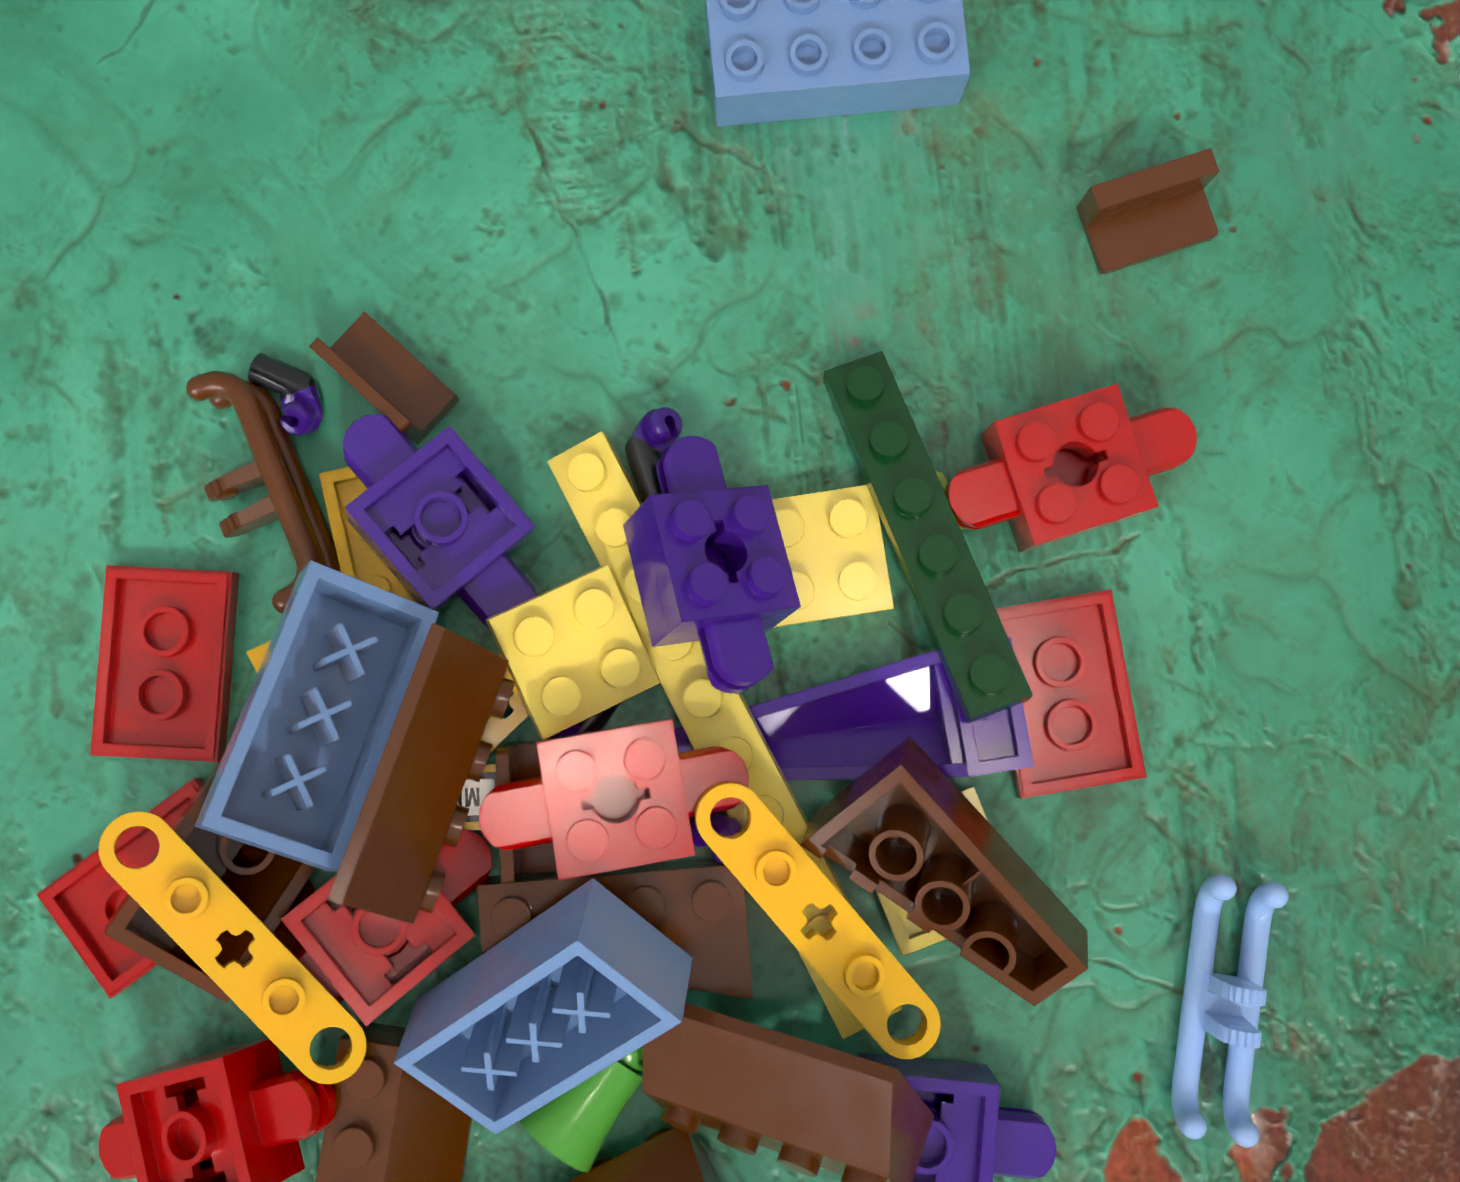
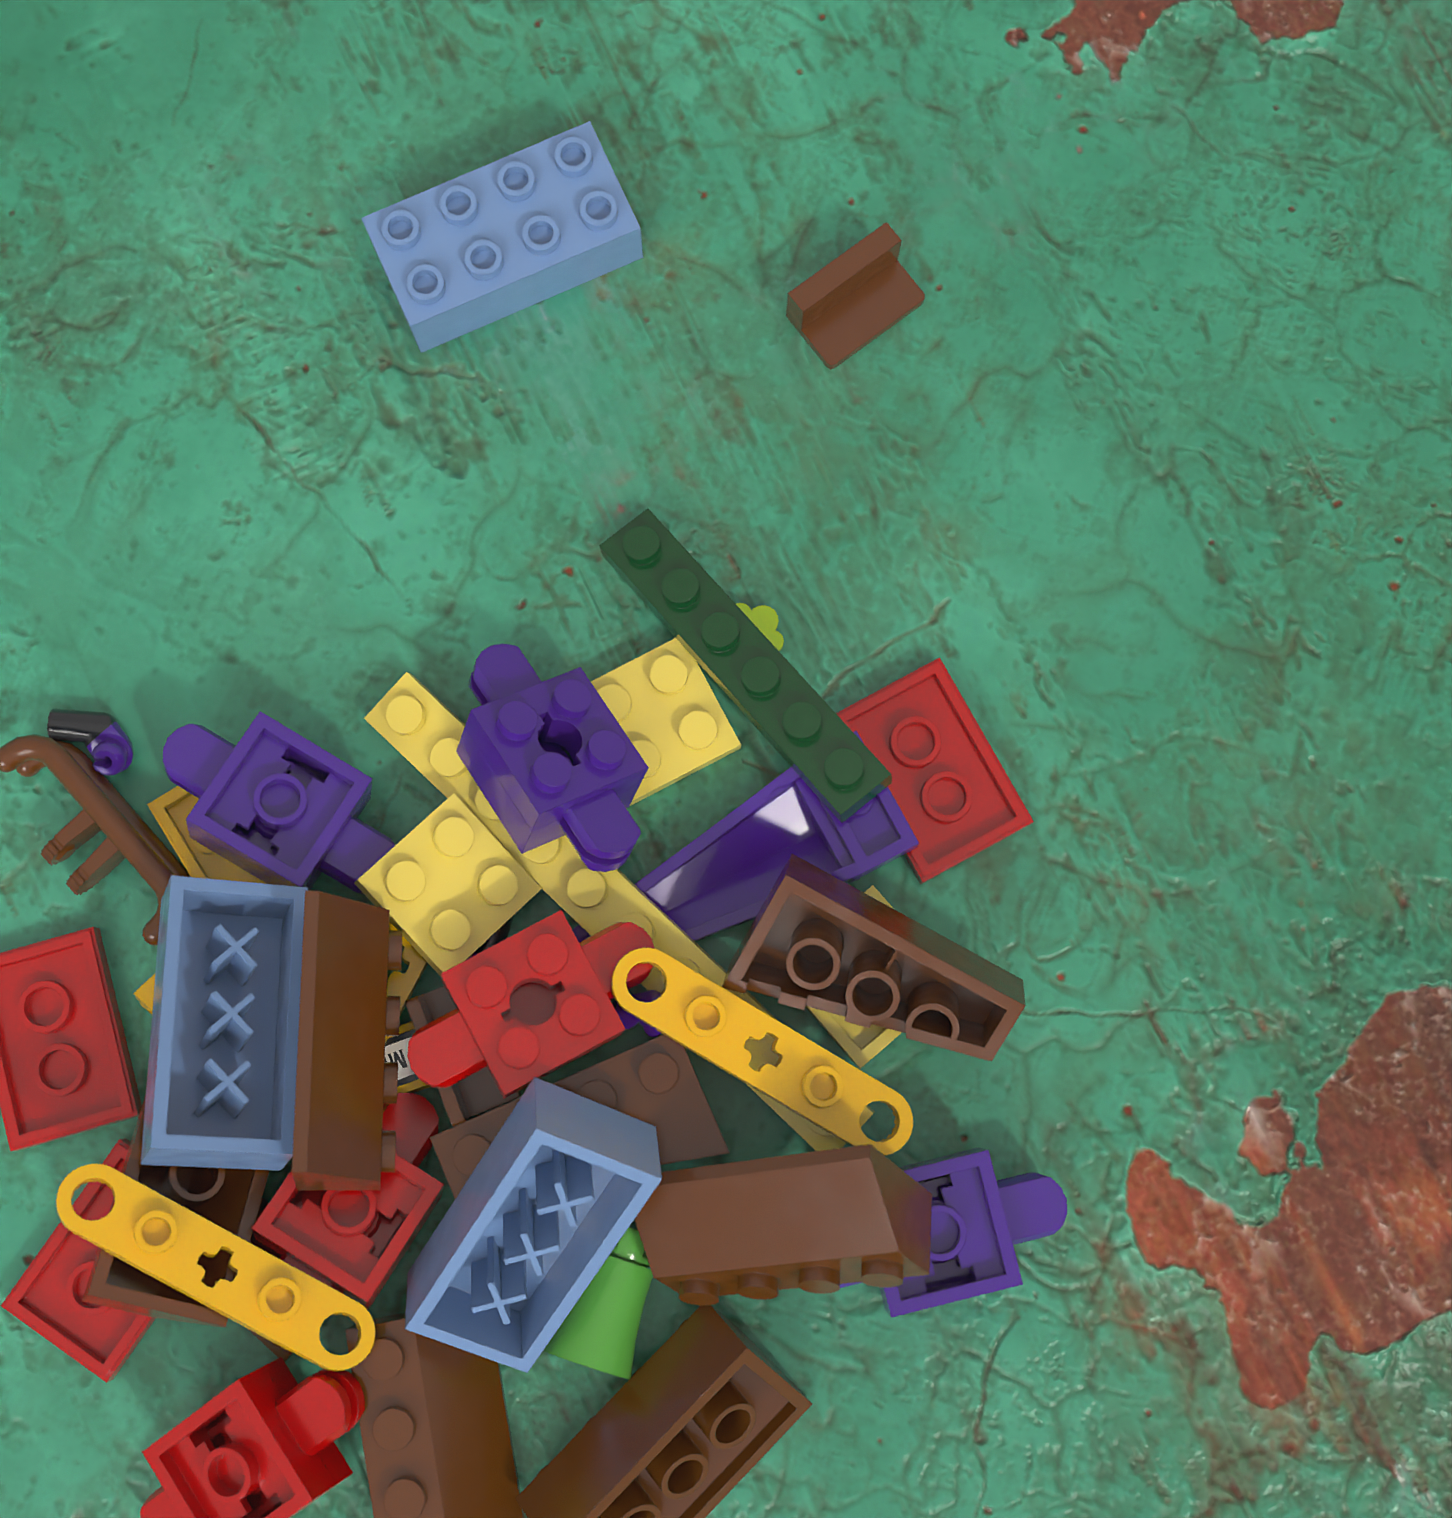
camera: 20 degrees left, 5 degrees down
(388, 377) = (184, 689): reddish brown panel -> none
(648, 442) = (455, 668): arm -> none
(1070, 467) = (859, 558): red brick -> none
(1223, 1007) = (1181, 1010): light blue piece -> none

